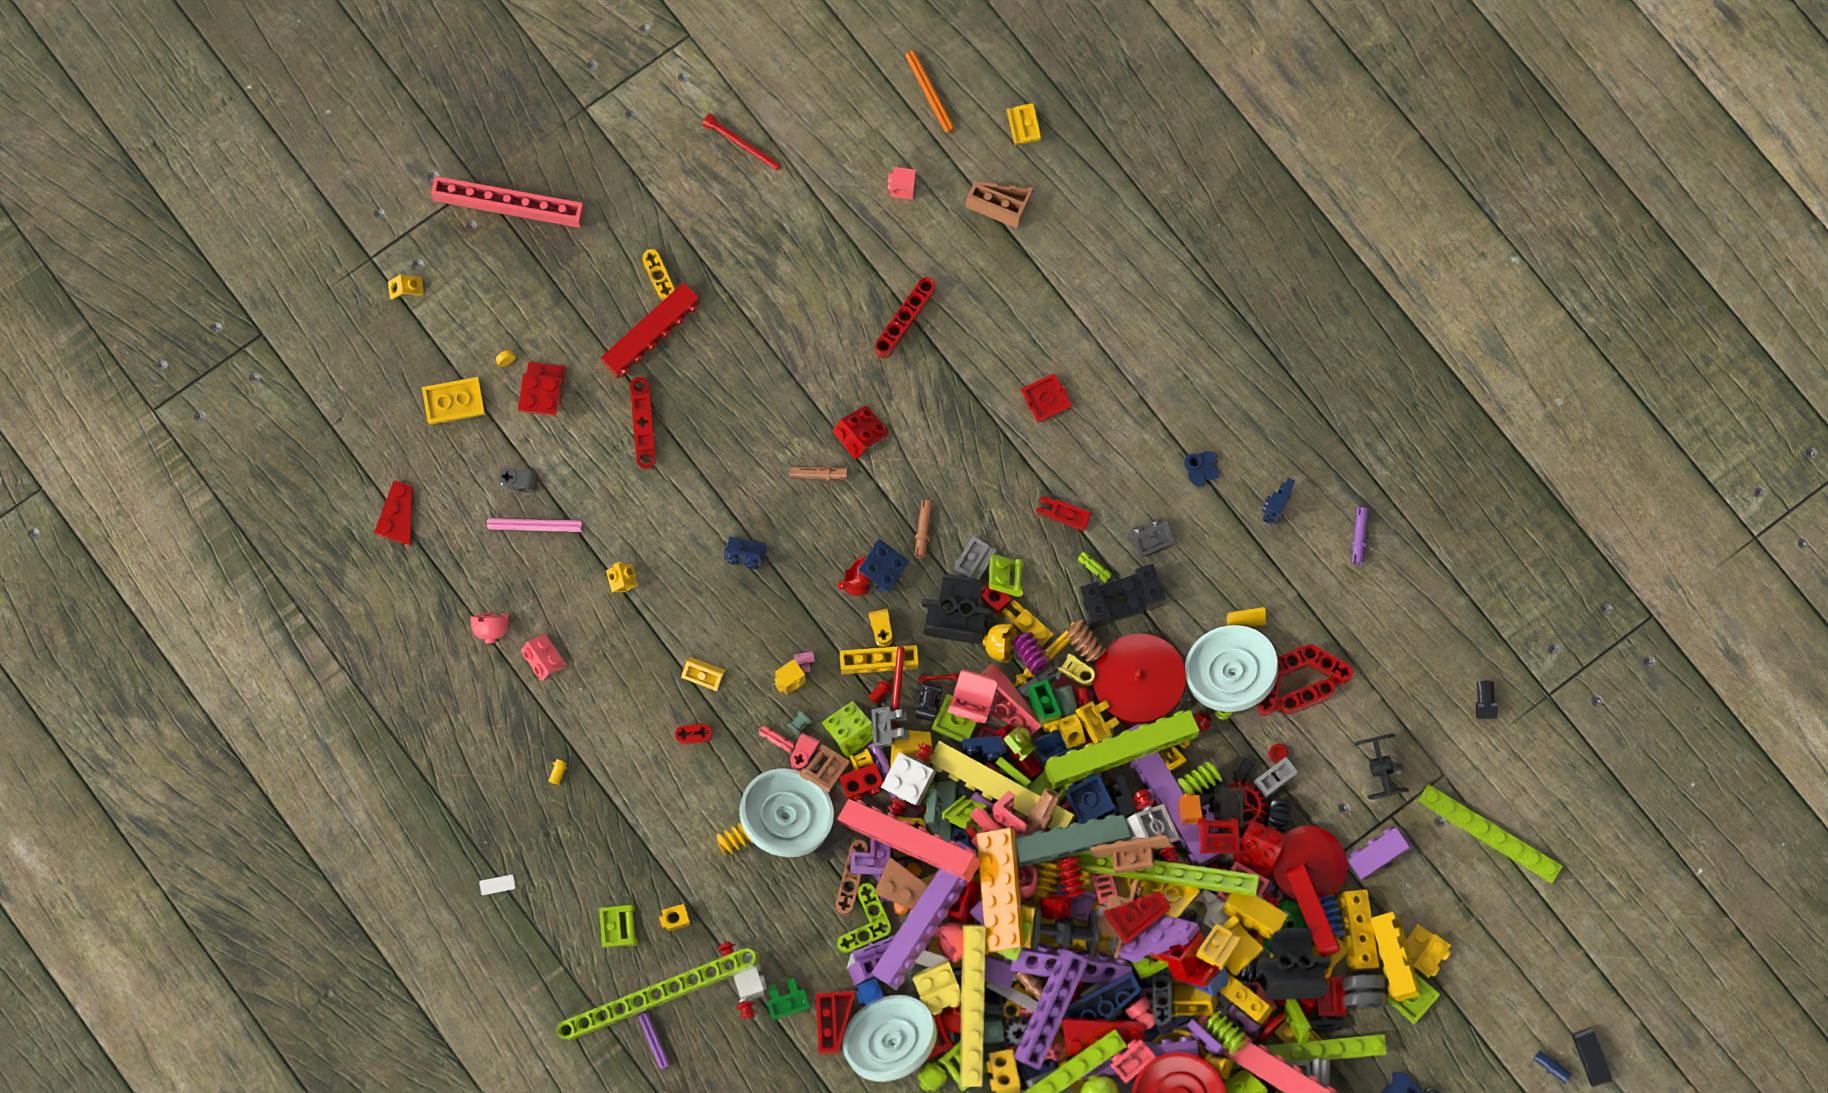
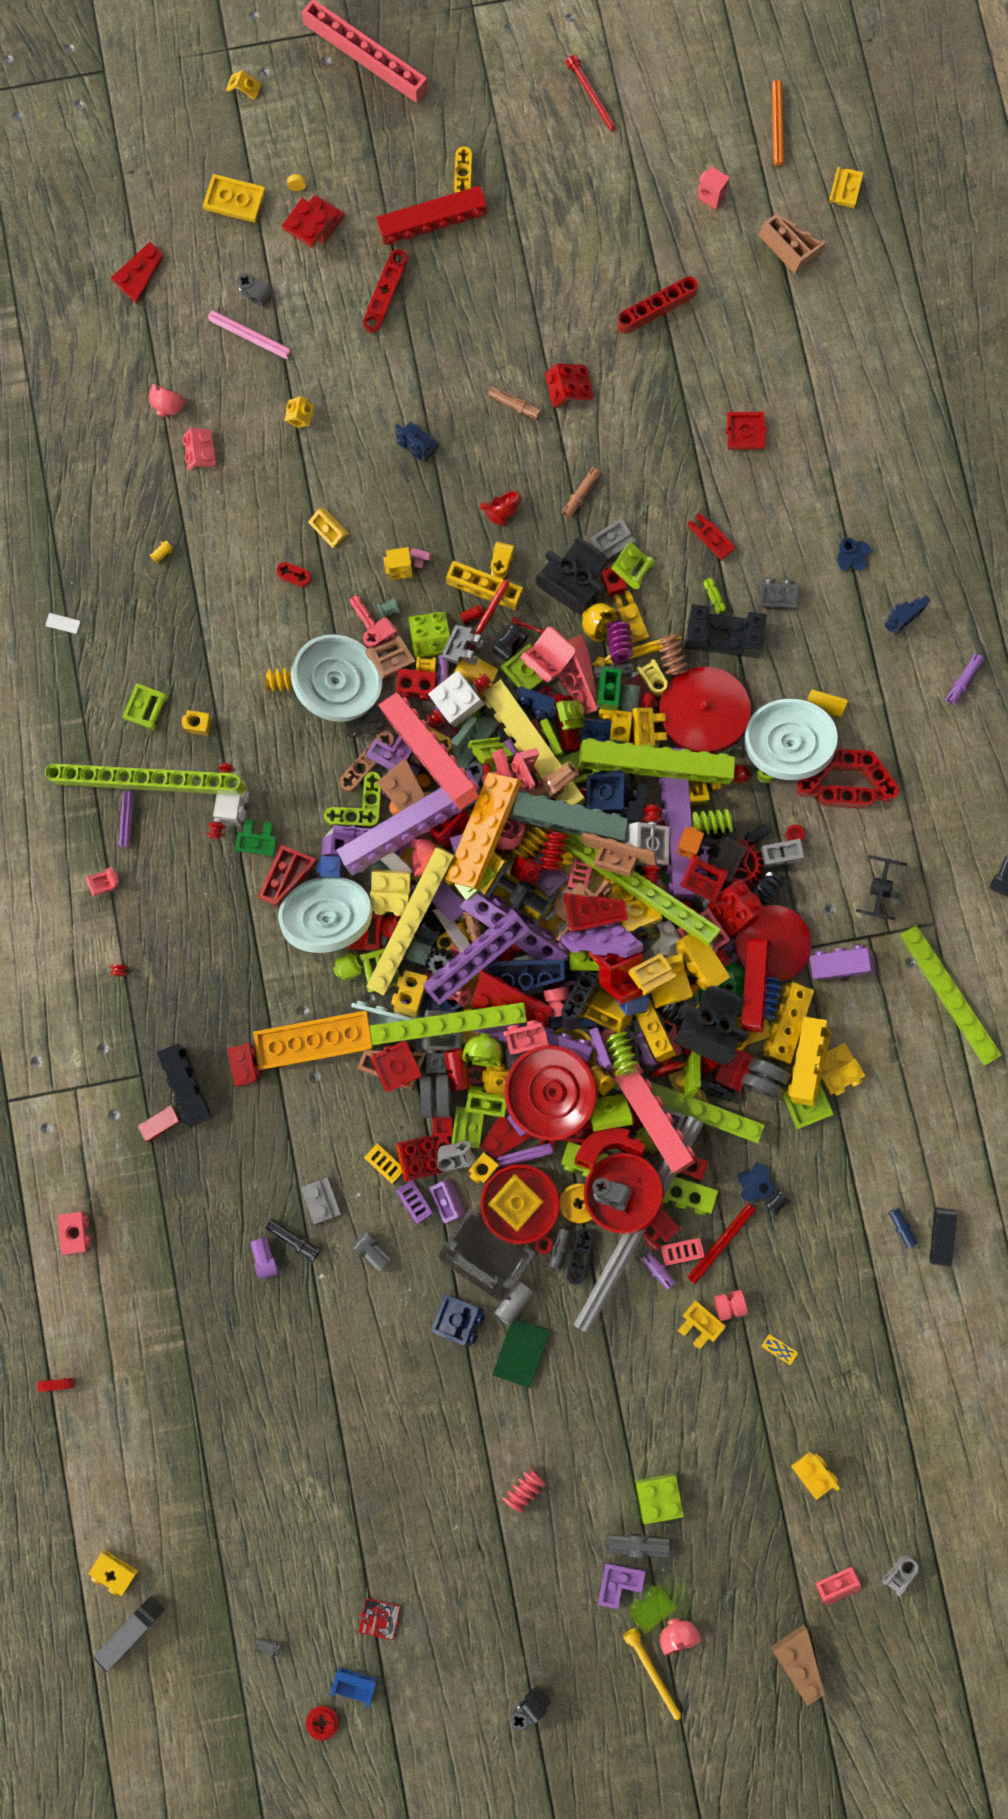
camera: 30 degrees right, 5 degrees up
(883, 566) = (528, 505): dark blue bracket -> none

